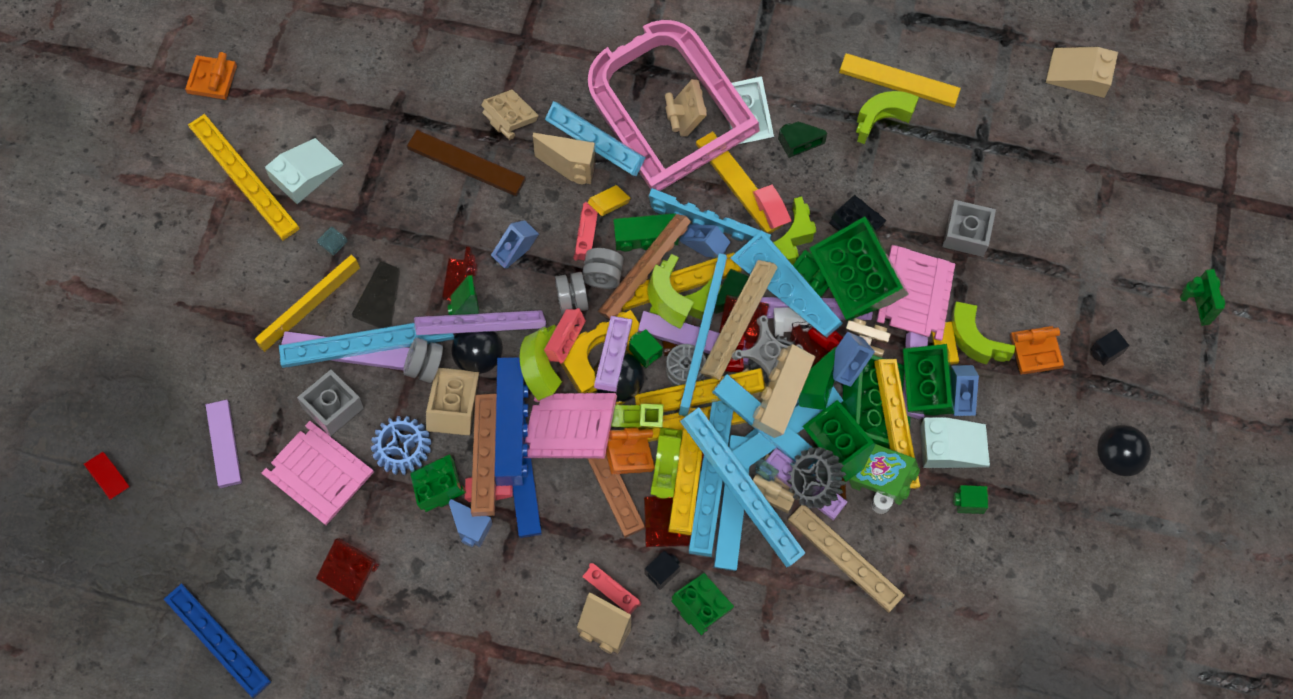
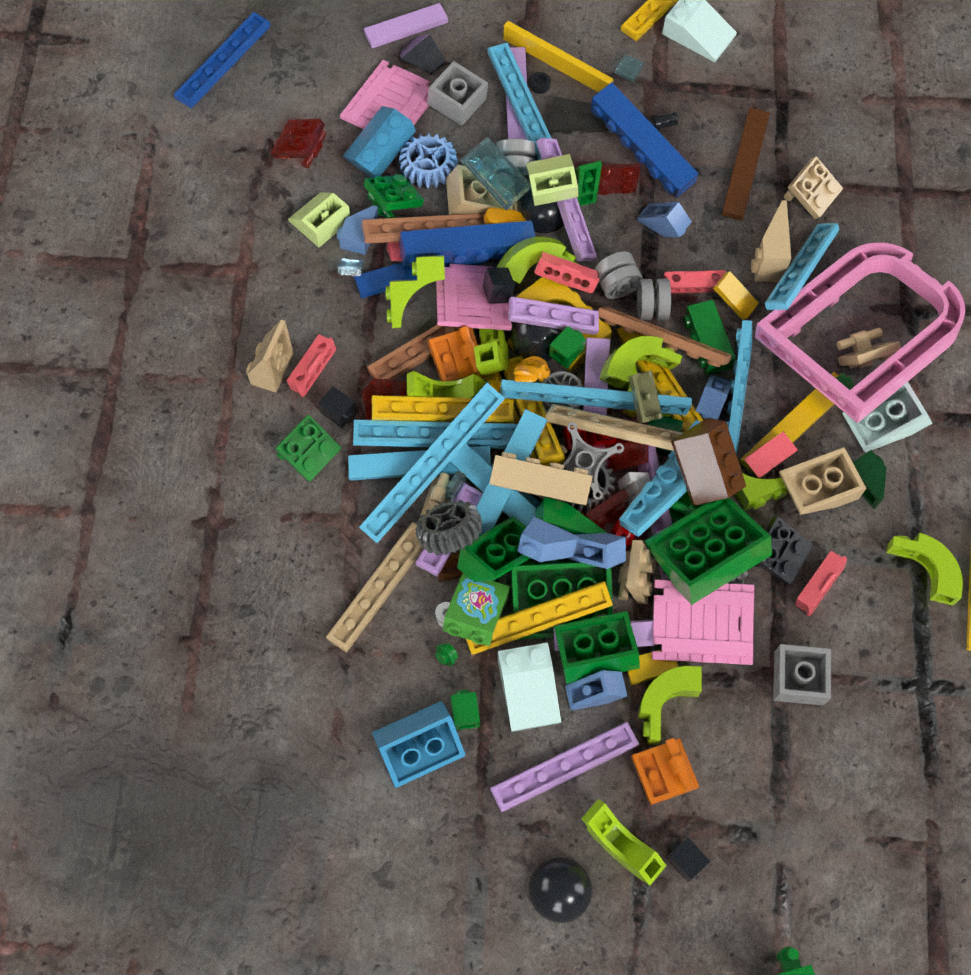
camera: 80 degrees right, 0 degrees up
(265, 432) = (423, 53): none -> black slope
(328, 325) = (540, 82): none -> black tile
(370, 488) = (380, 141): none -> dark azure slope
(404, 230) = (663, 120): none -> black pin
(427, 242) = (643, 140): none -> blue brick
(445, 559) = (321, 217): none -> yellowish green slope
(447, 377) = (496, 173): none -> clear light blue slope
(467, 325) = (552, 179): none -> yellowish green slope
(486, 384) = (499, 215): none -> light orange tile
(508, 537) = (350, 267): none -> clear light blue tile
(556, 489) = (400, 291): none -> lime arch
(568, 397) = (498, 285): none -> black brick
(675, 384) = (531, 369): none -> light orange piece
(713, 133) = (845, 380): none -> green plate
(718, 289) = (645, 397): none -> olive hinge
(788, 249) = (708, 462): none -> slope
(804, 171) = (823, 482): none -> tan slope
(841, 398) = (546, 542): none -> medium blue slope
(888, 197) = (821, 583): none -> coral piece
(918, 508) = (446, 654): none -> green plate
(996, 543) = (419, 744): none -> dark azure slope
(1024, 429) = (564, 767): none -> lavender tile
(1097, 391) = (621, 844): none -> lime arch

